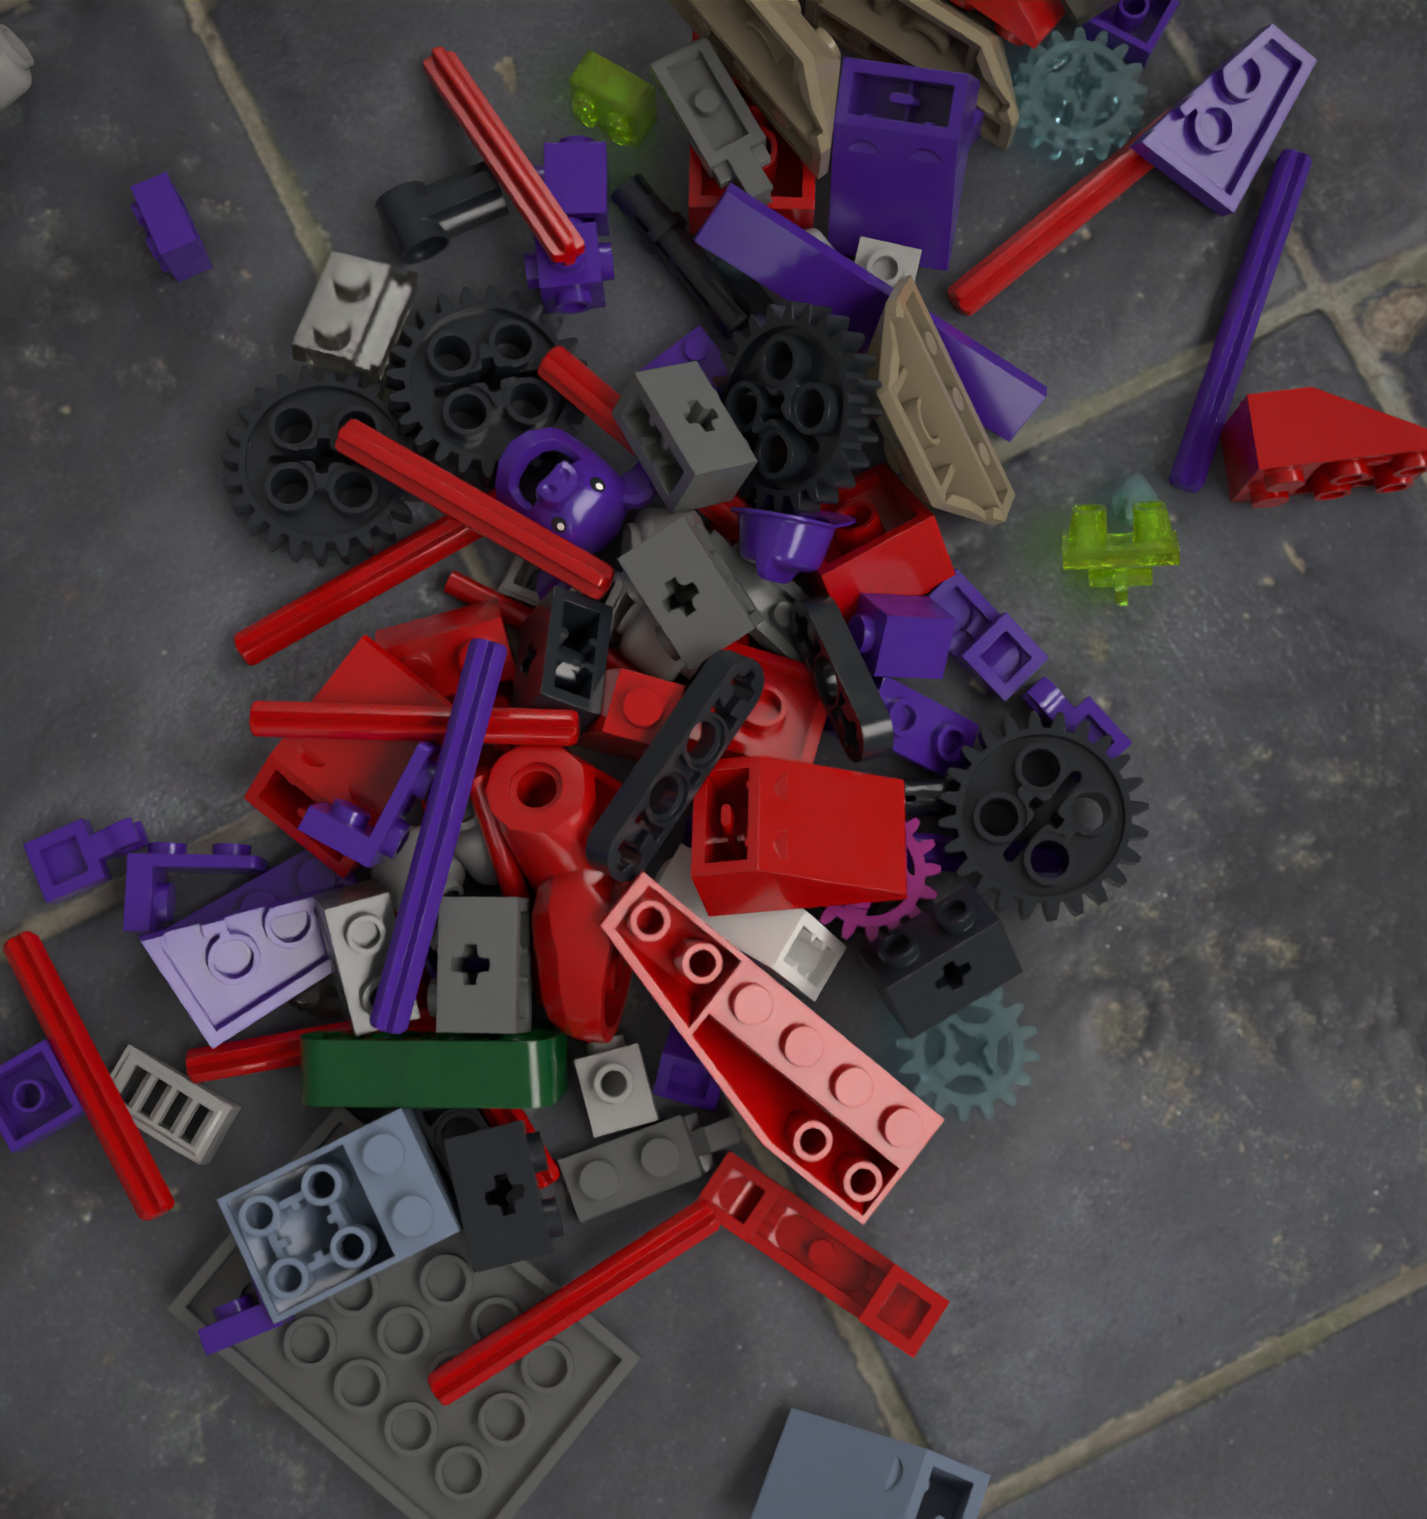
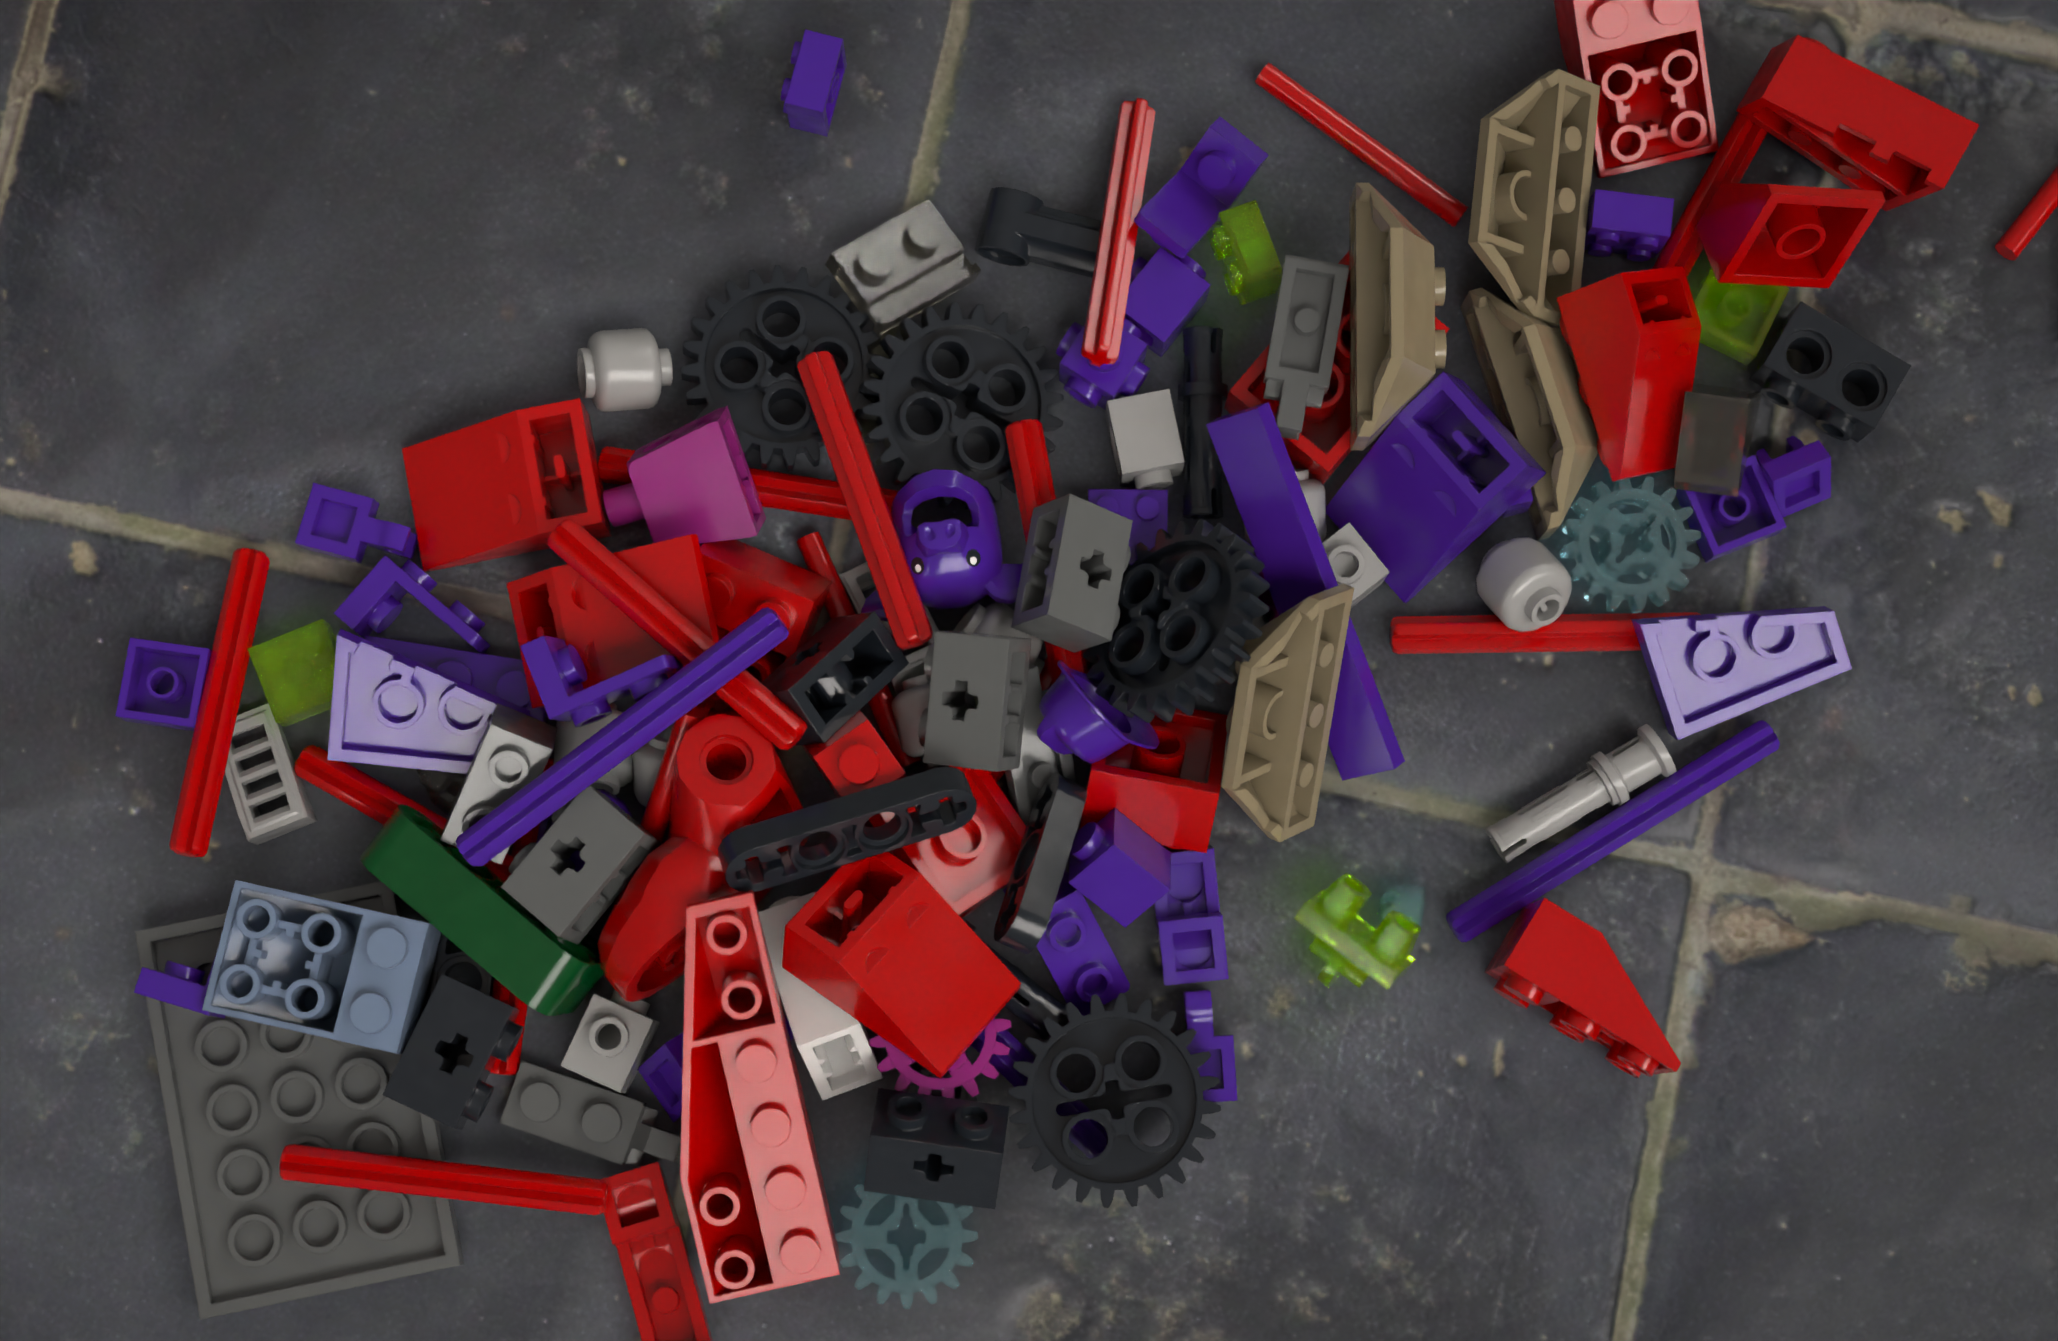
camera: 35 degrees right, 0 degrees up
(132, 1001) = (297, 671): none -> clear neon green piece
(177, 726) = (505, 485): none -> red slope
(199, 564) = (623, 370): none -> light grey head
(325, 607) = (690, 485): none -> magenta torso
(538, 75) = (1201, 189): none -> dark purple bracket
(650, 301) = (1145, 440): none -> light grey brick
(1026, 184) = (1523, 584): none -> light grey head
(1205, 285) = (1605, 781): none -> light grey pin

